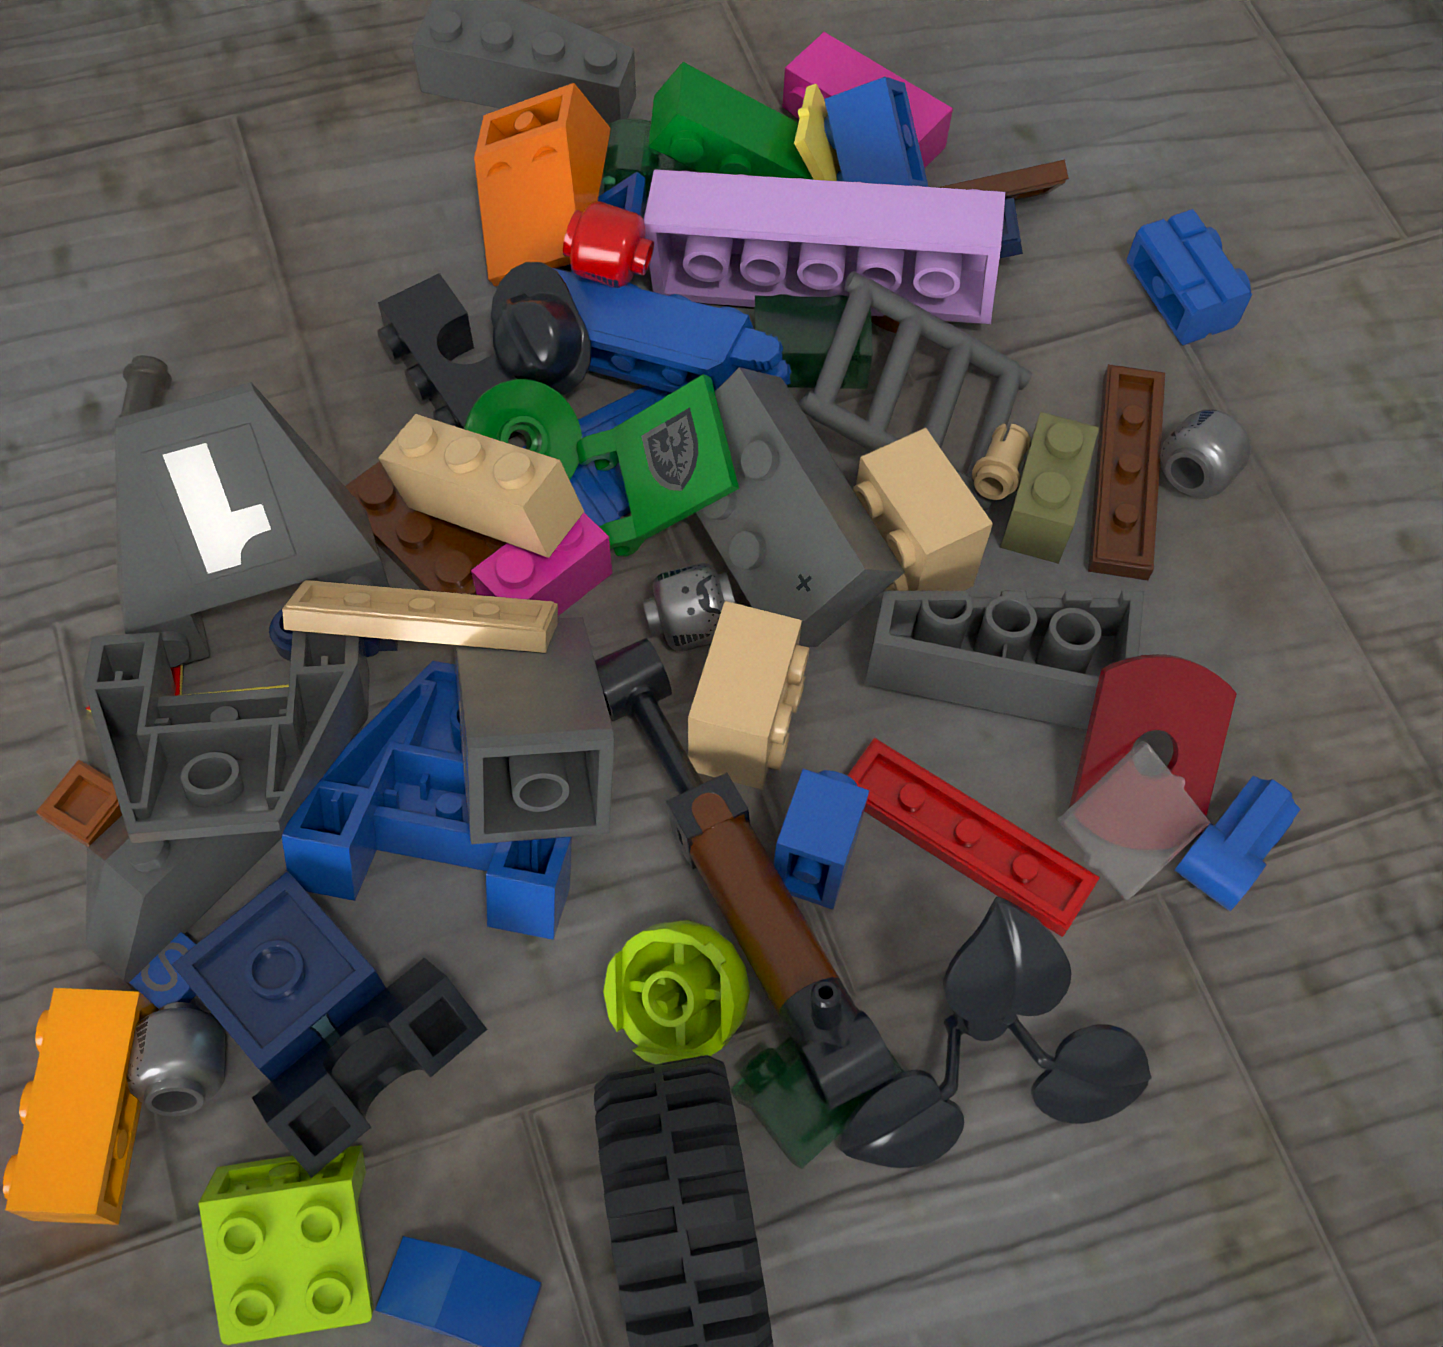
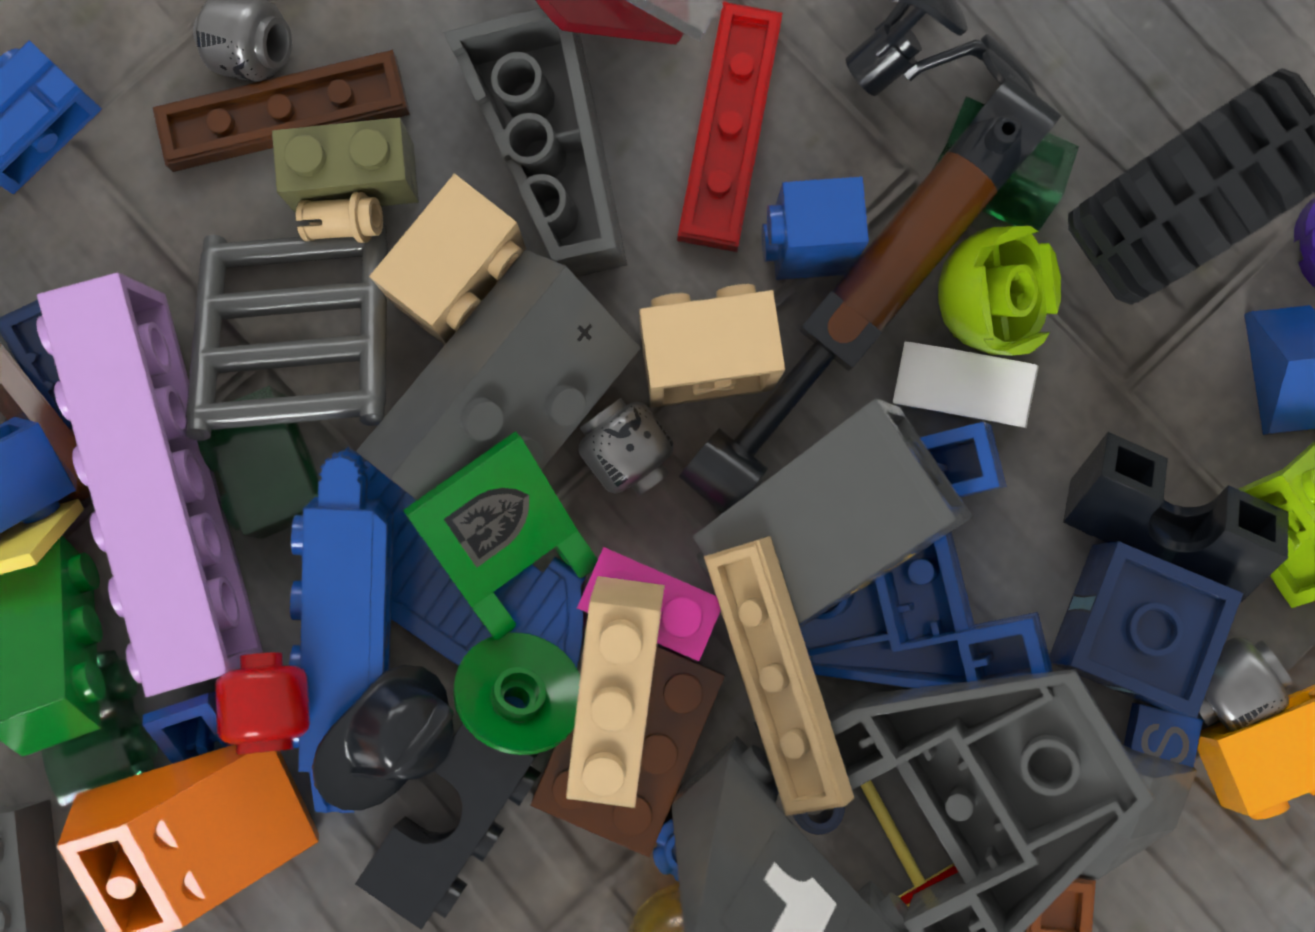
camera: 115 degrees left, 20 degrees up
(599, 927) = (965, 384): none -> white slope

